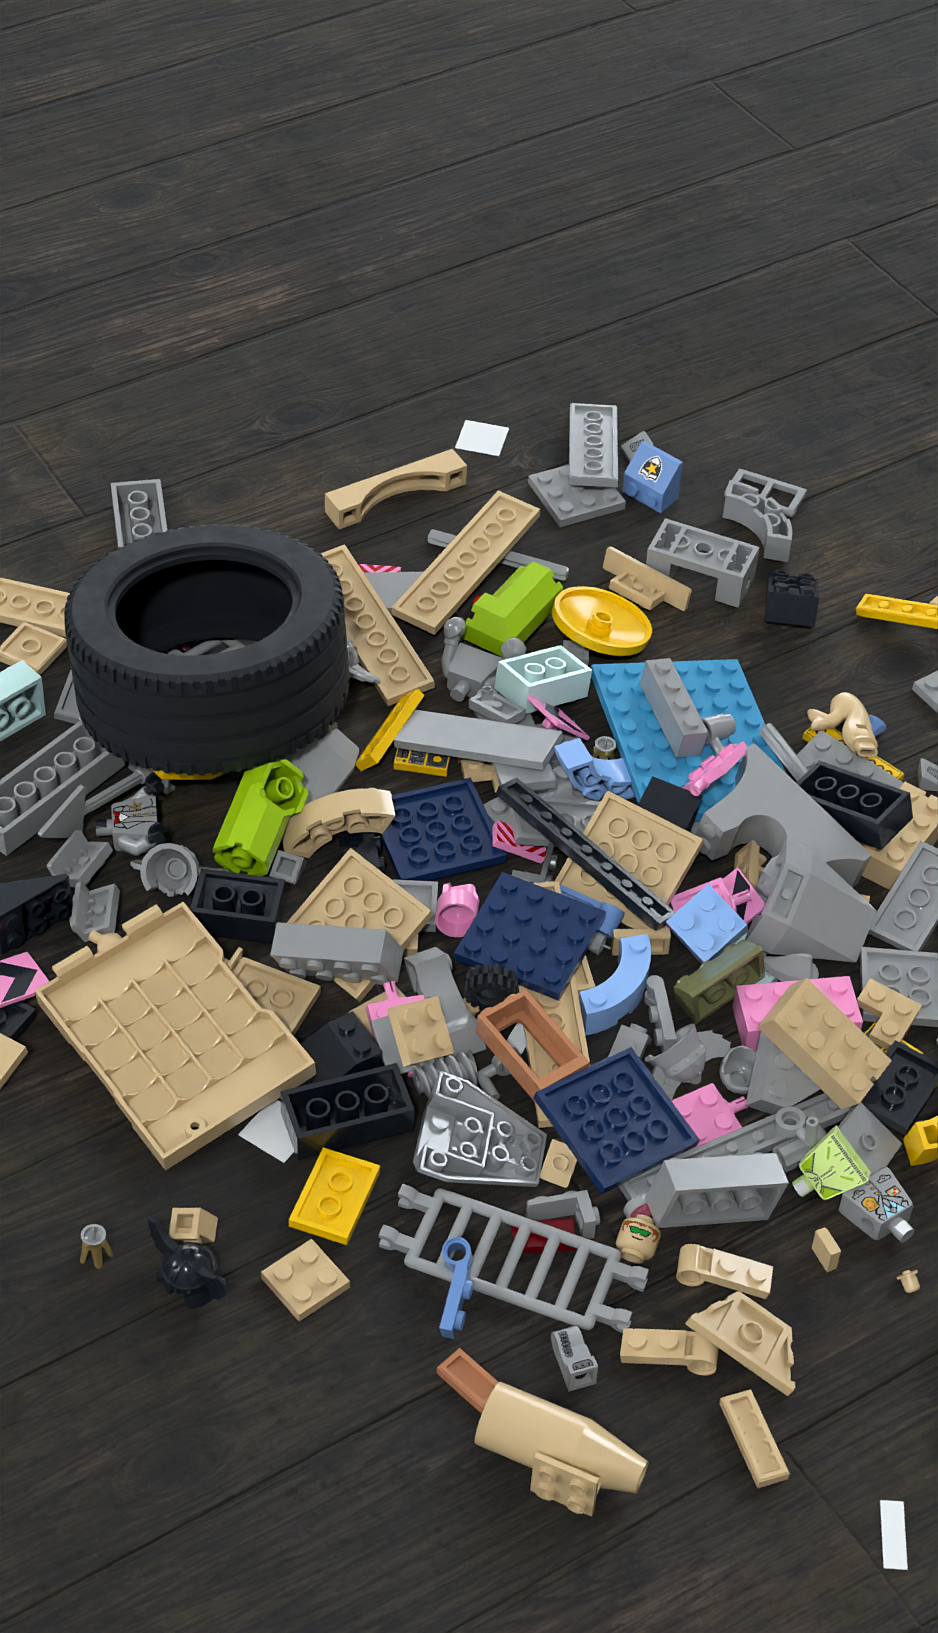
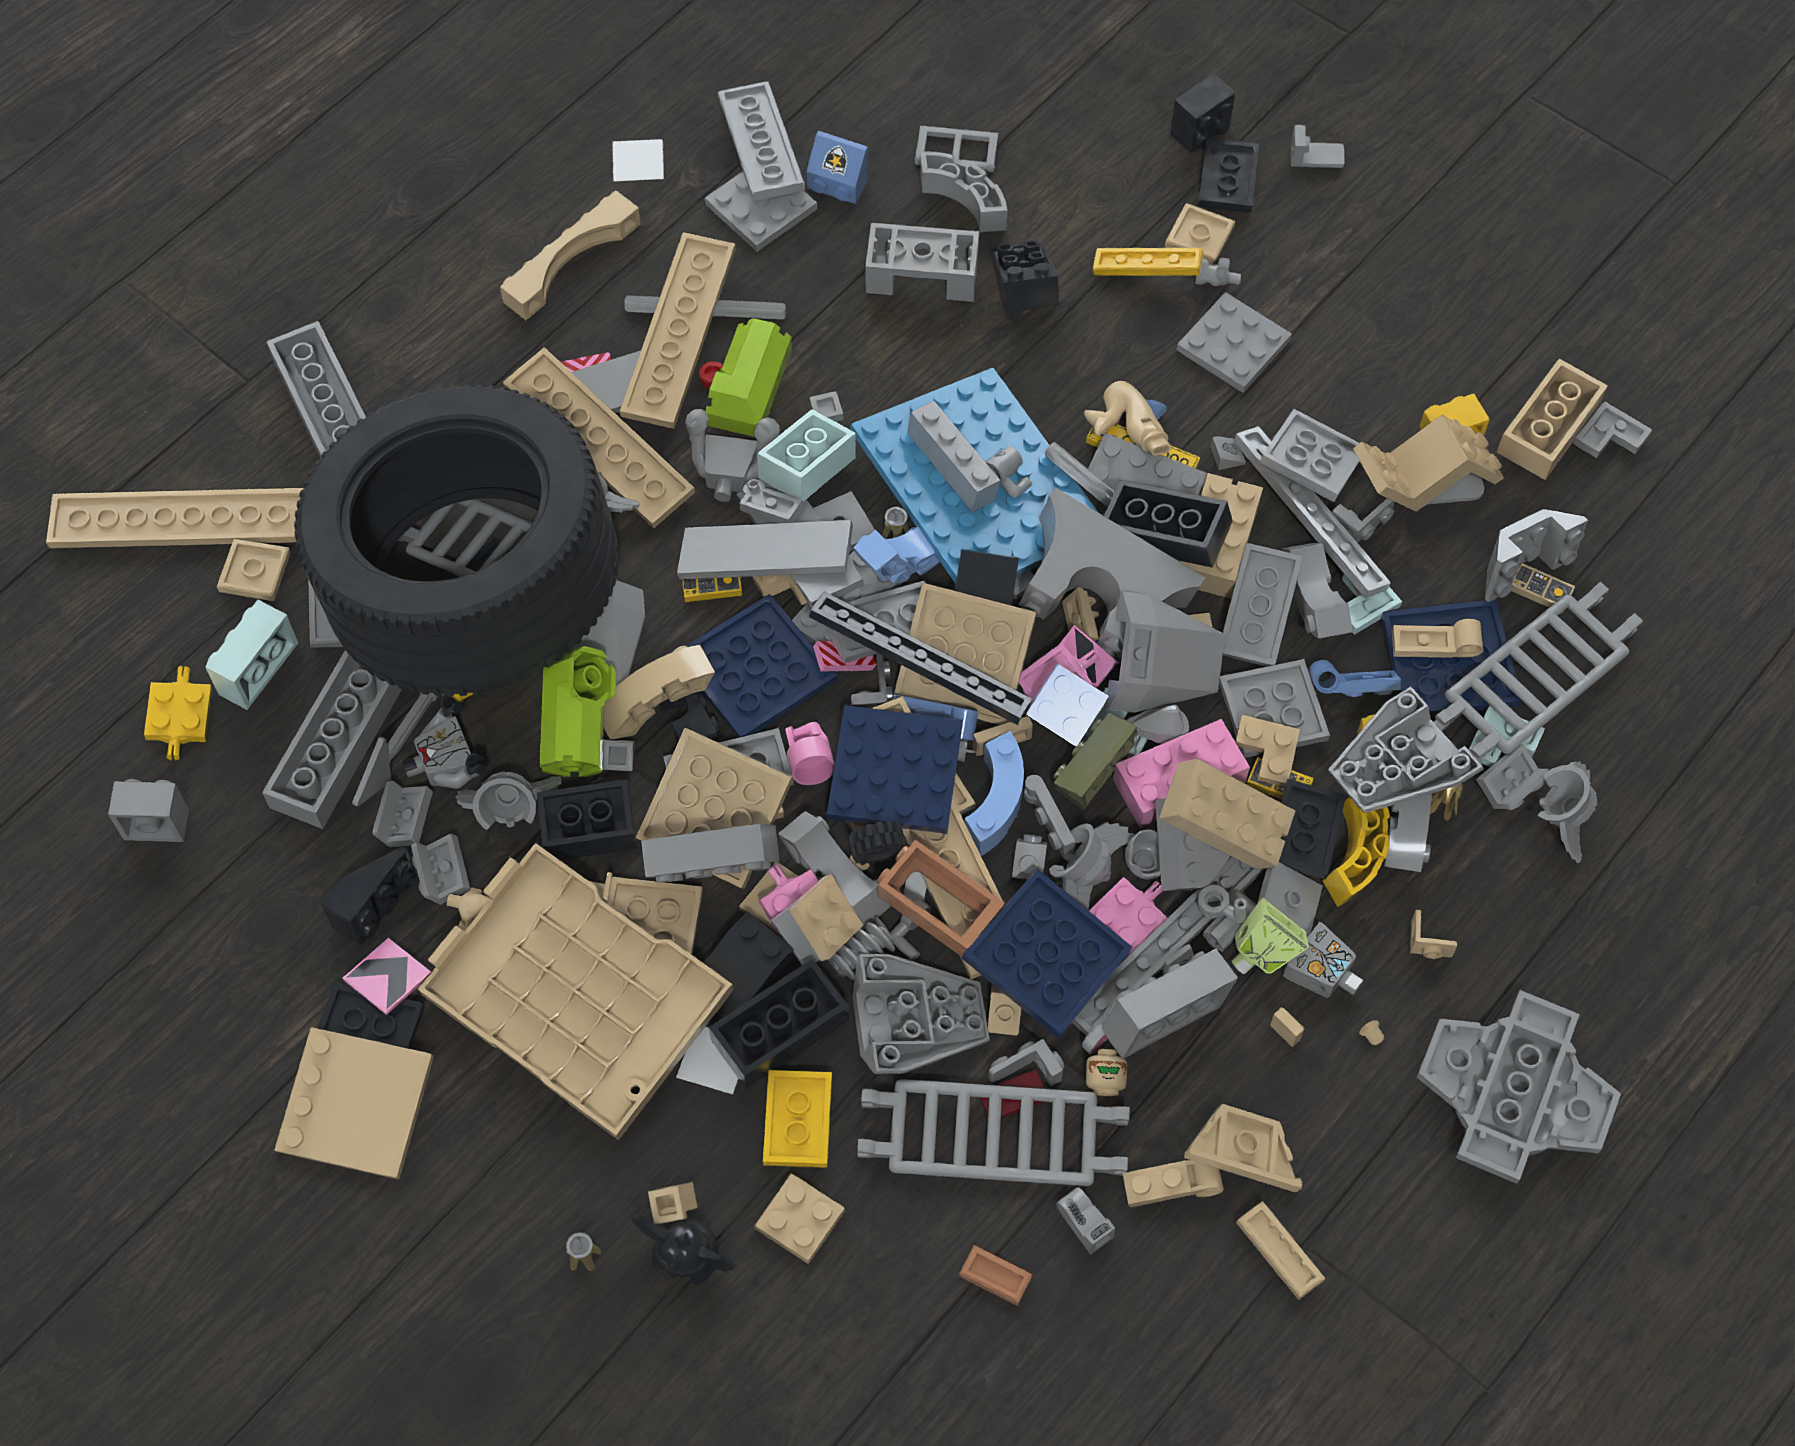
camera: 15 degrees left, 15 degrees up
(389, 729) = (667, 559): yellow tile -> none
(460, 1287) = (957, 1187): medium blue plate -> none
(556, 719) = (837, 499): bright pink piece -> none
(566, 1450) = (1111, 1324): tan piece -> none
(601, 621) = (842, 363): yellow dish -> none
(631, 446) = (806, 128): light grey slope -> none
(643, 583) = (868, 303): tan bracket -> none
(714, 767) = (1020, 522): bright pink plate -> none
(724, 1269) = (1202, 1079): tan plate -> none
(893, 1534) = (1435, 1305): white sticker -> none

